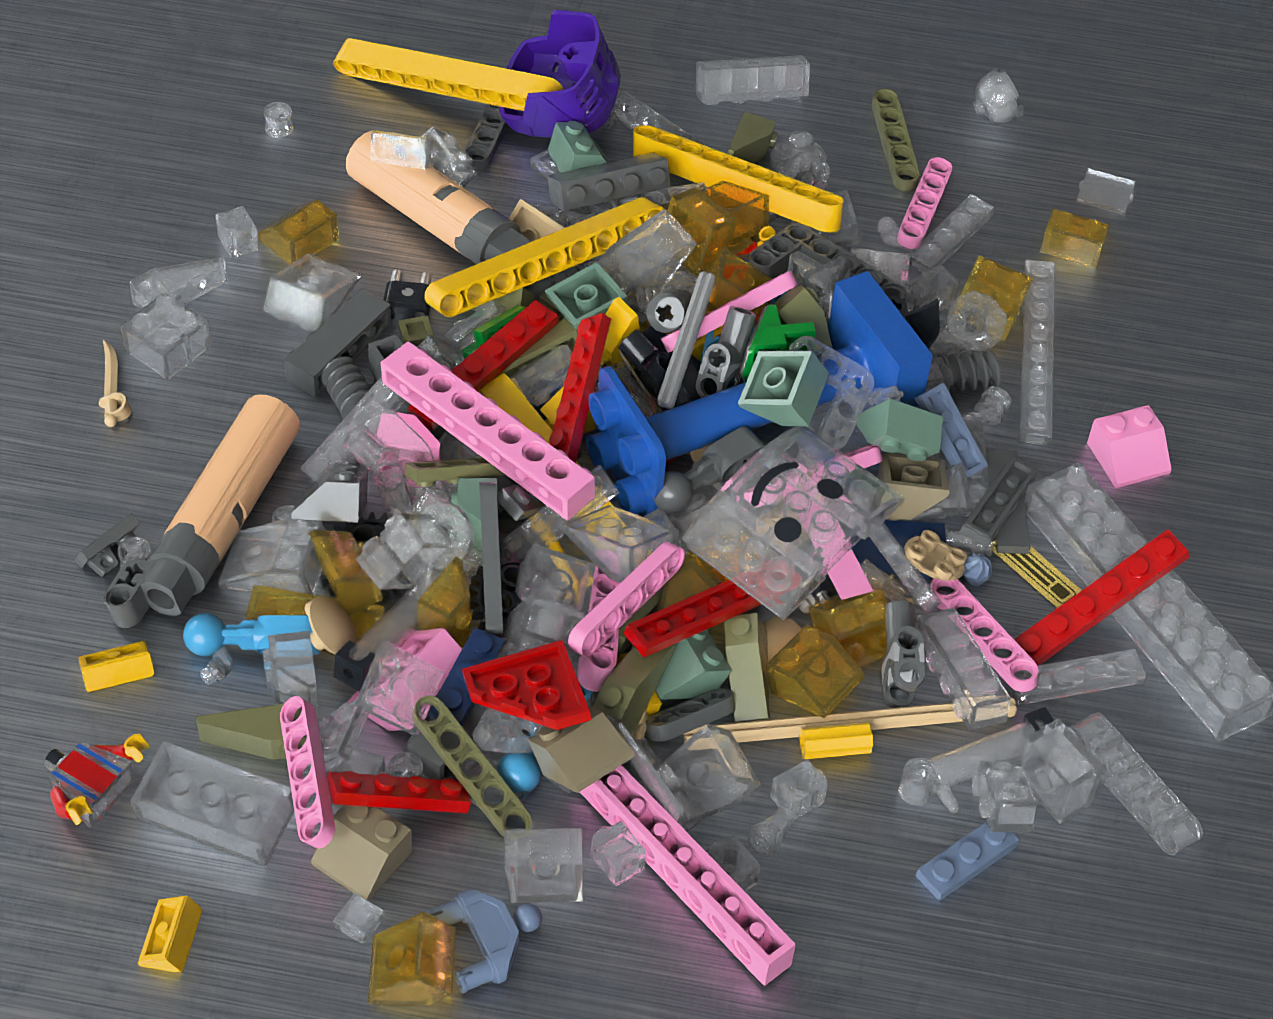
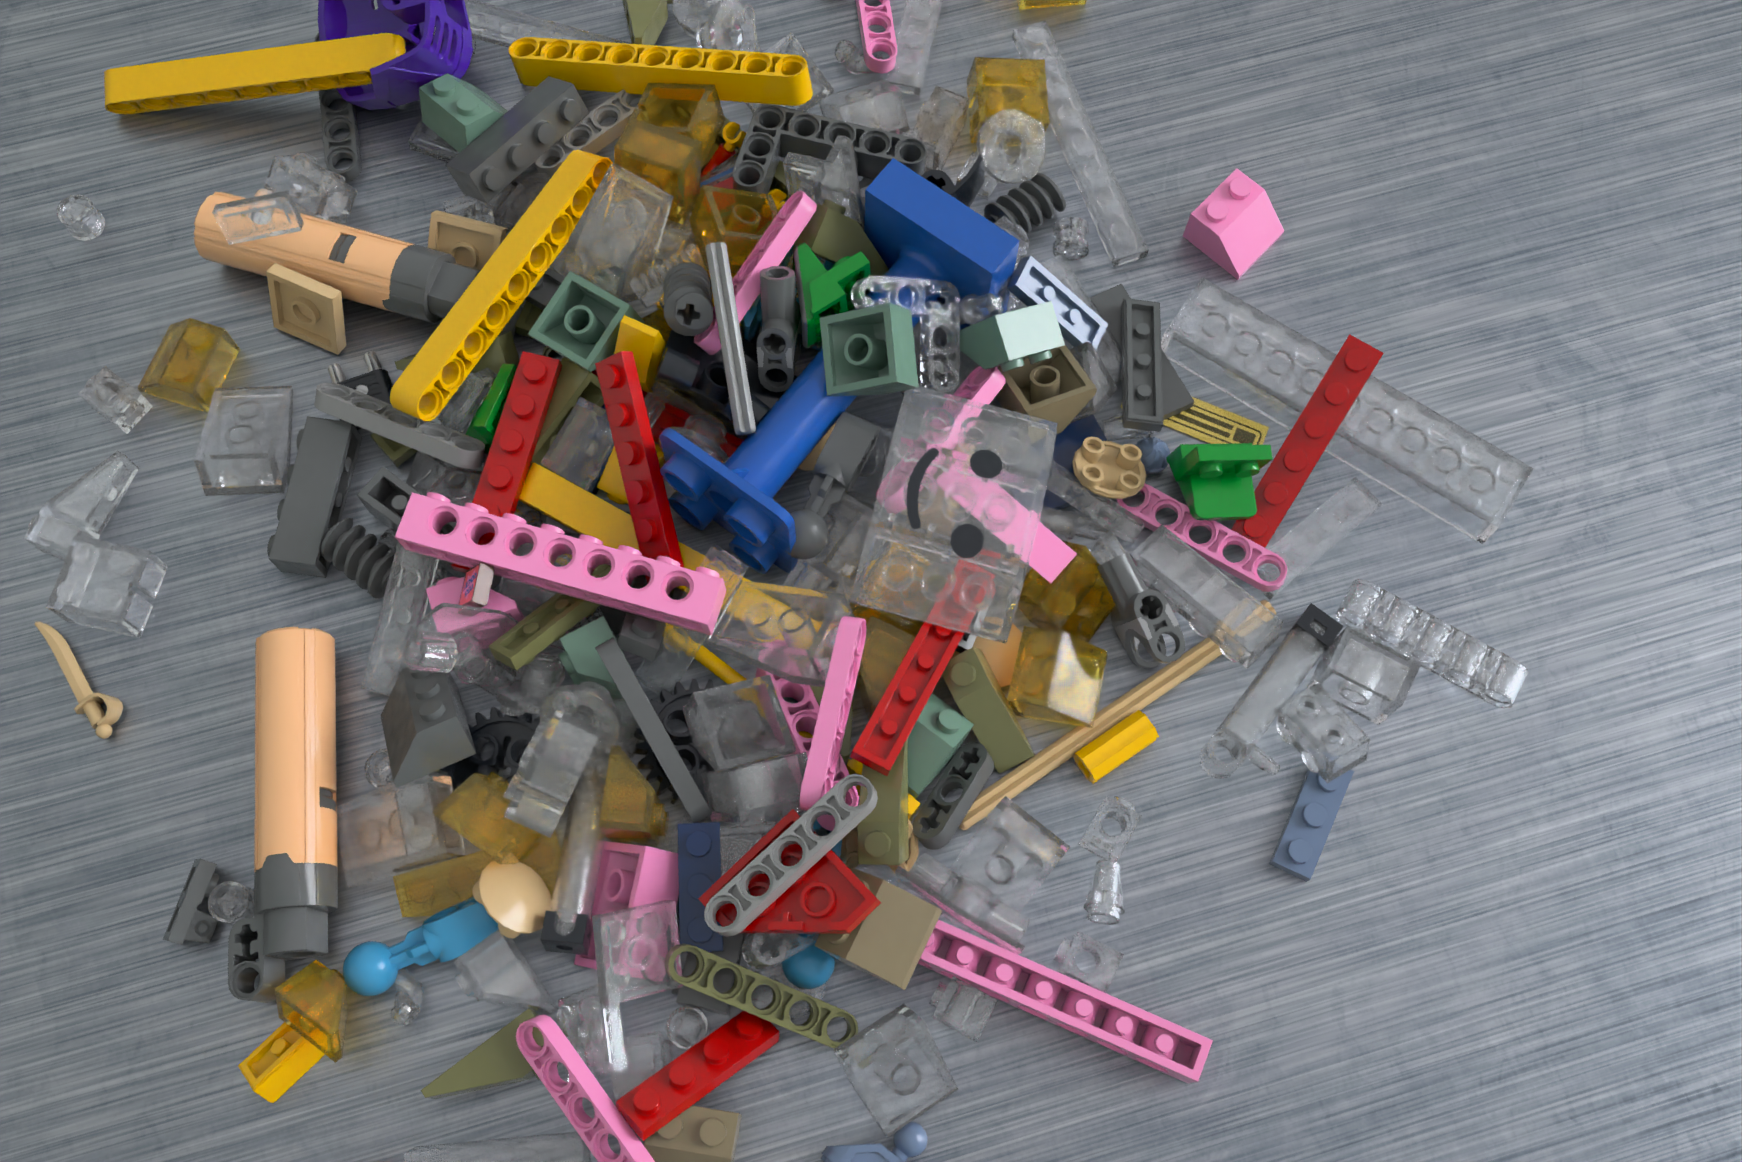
camera: 25 degrees left, 20 degrees up
(154, 634) = (316, 1007): none -> clear yellow slope
(399, 226) = (306, 308): none -> tan plate
(422, 316) = (398, 426): none -> light grey beam
(422, 415) = (477, 586): none -> tile
(557, 650) = (770, 863): none -> light grey beam
(1017, 591) = (1219, 478): none -> green piece

